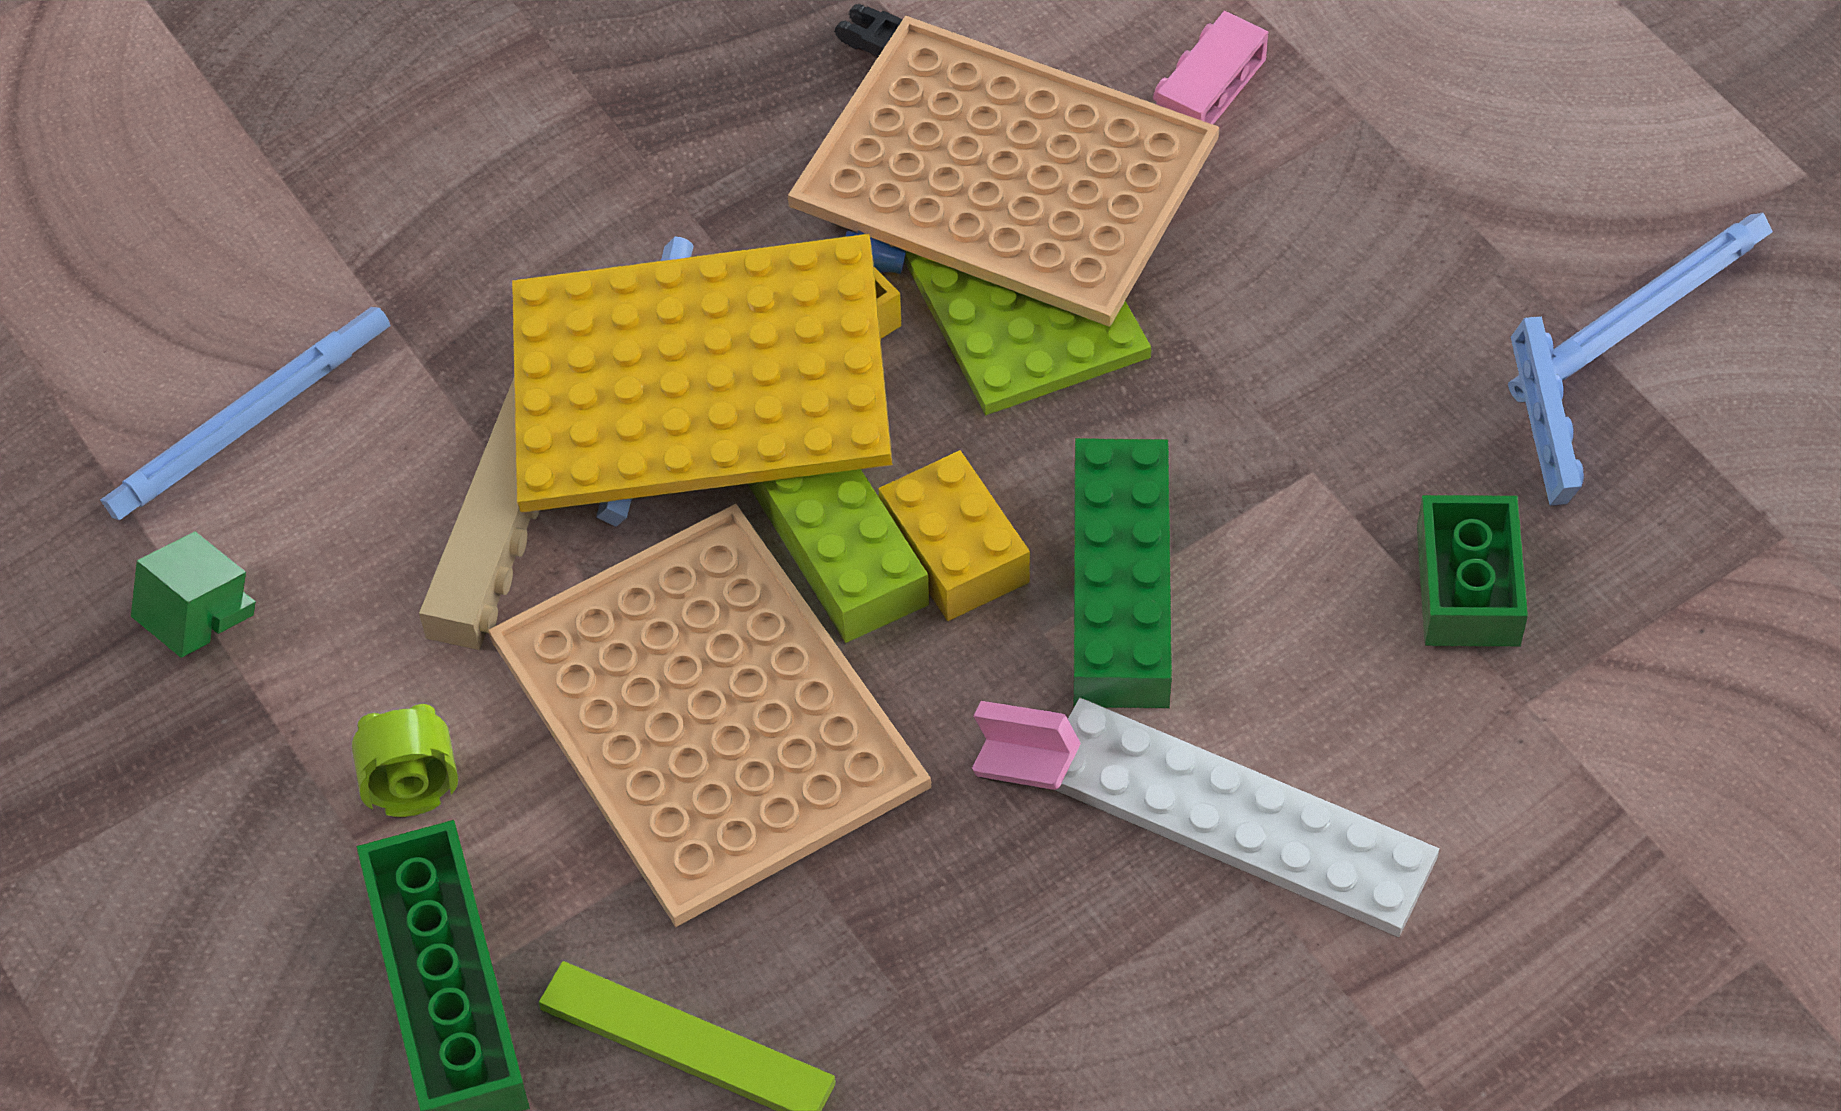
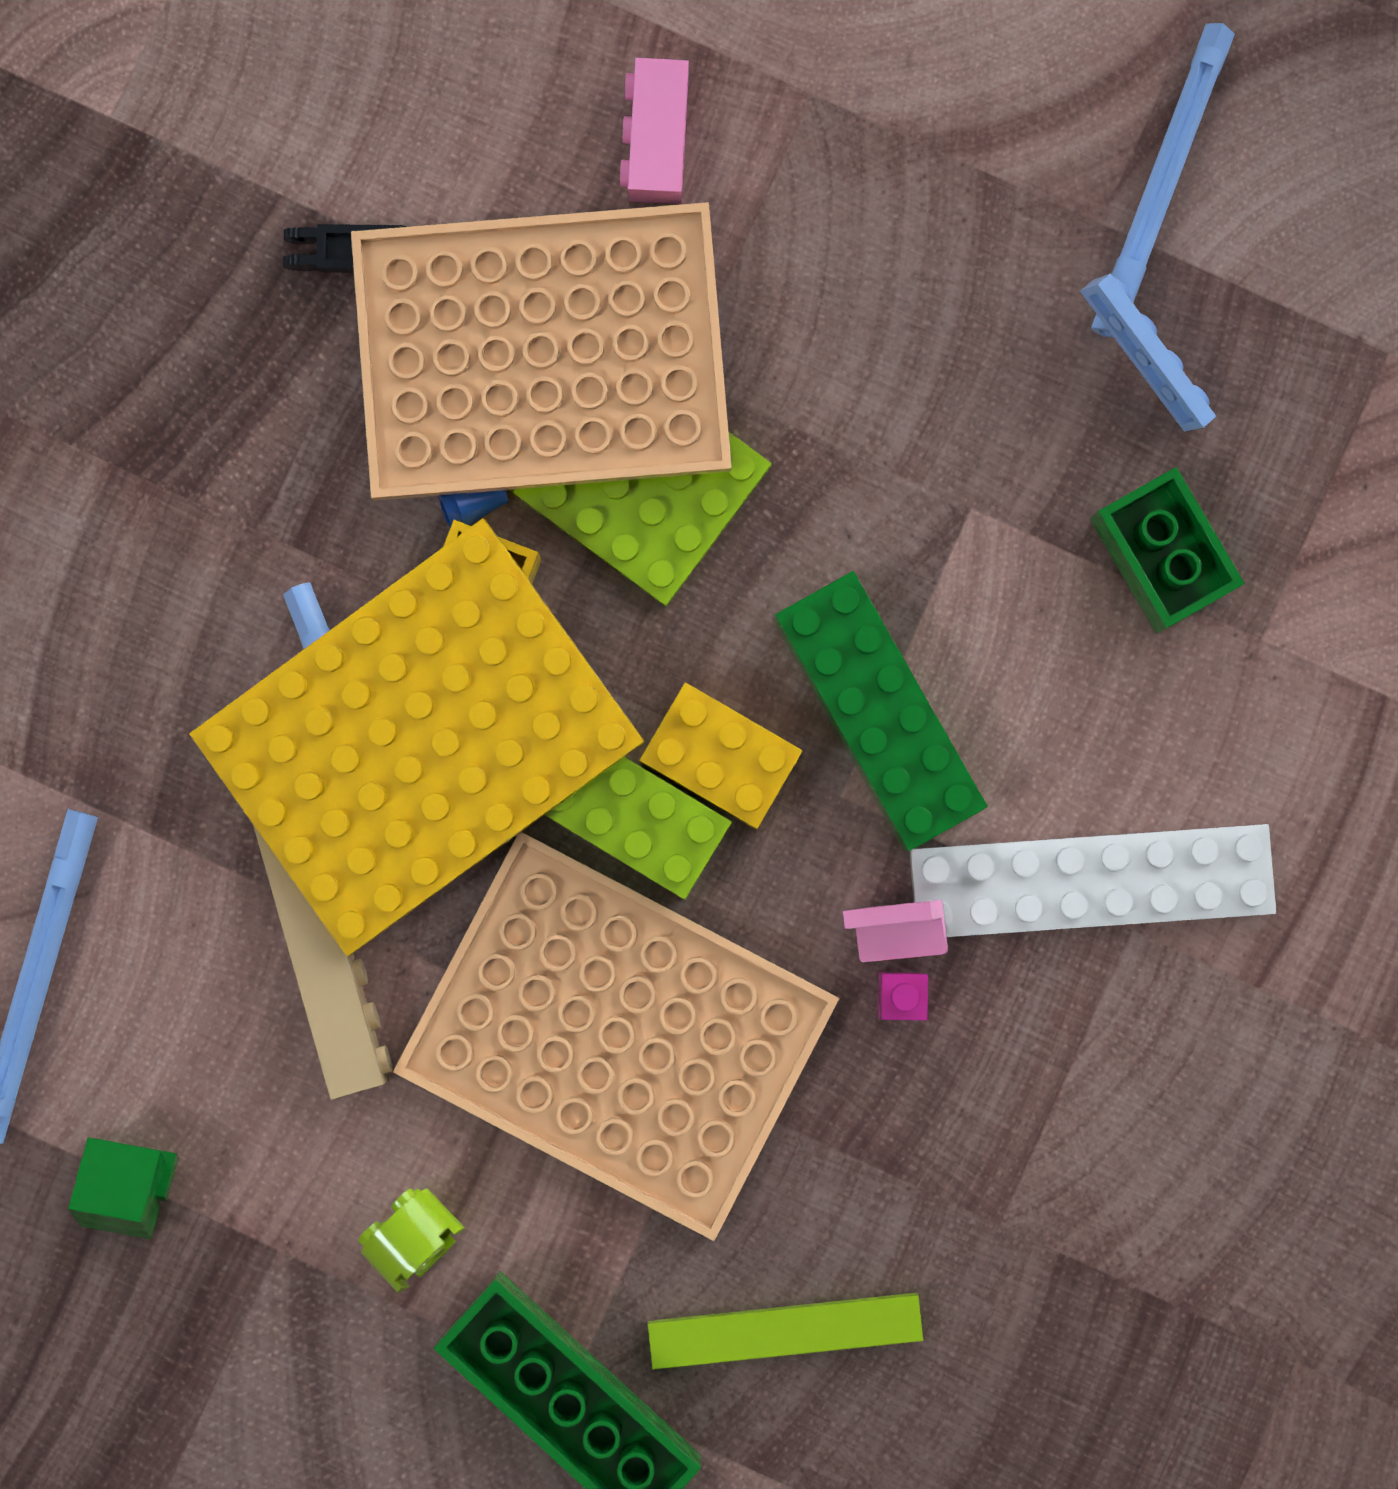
camera: 35 degrees left, 30 degrees up
(991, 806) = (902, 996): none -> dark pink brick

